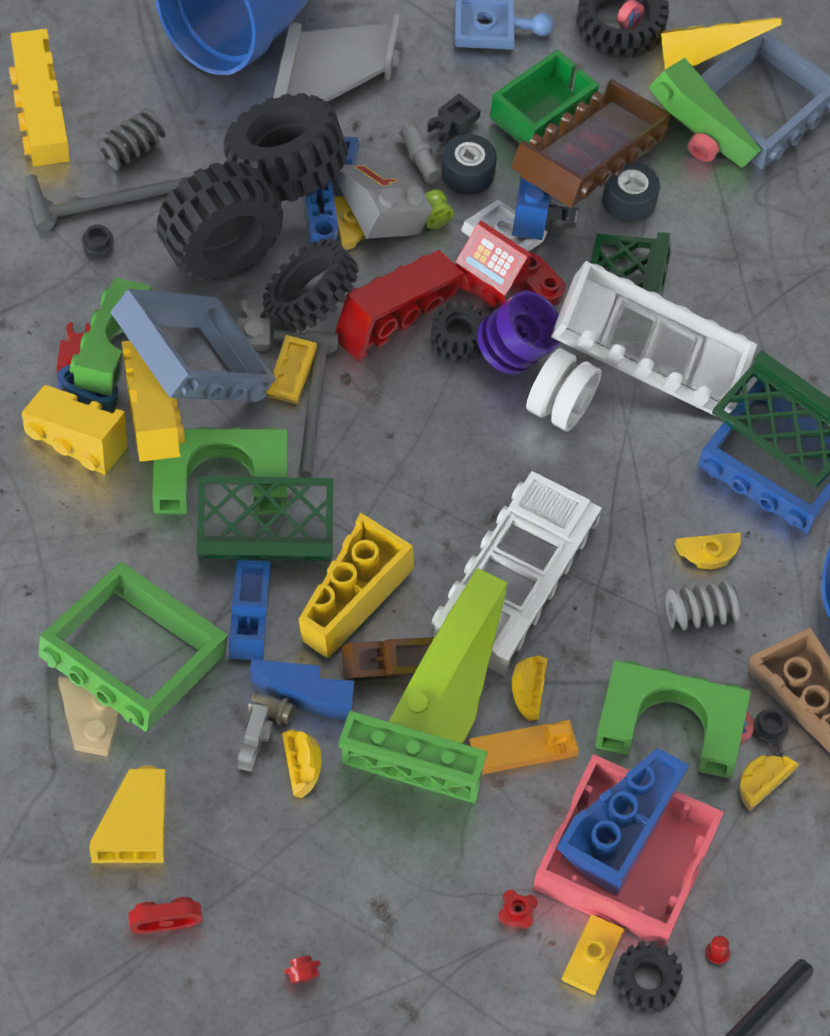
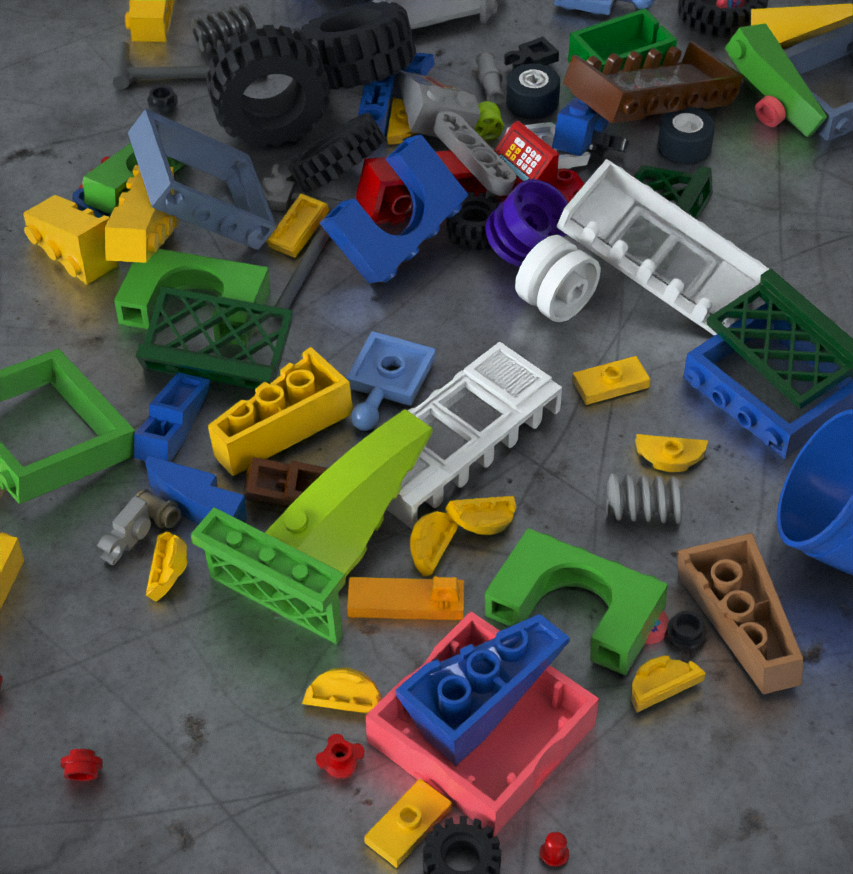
camera: 20 degrees right, 10 degrees down
(423, 324) = (434, 198): none -> blue arch
(443, 532) = (399, 385): none -> medium blue plate
(470, 283) = (474, 153): none -> light grey beam
(501, 848) = (343, 690): none -> yellow plate
(567, 651) = (483, 515): none -> yellow plate
(636, 484) = (611, 380): none -> yellow plate

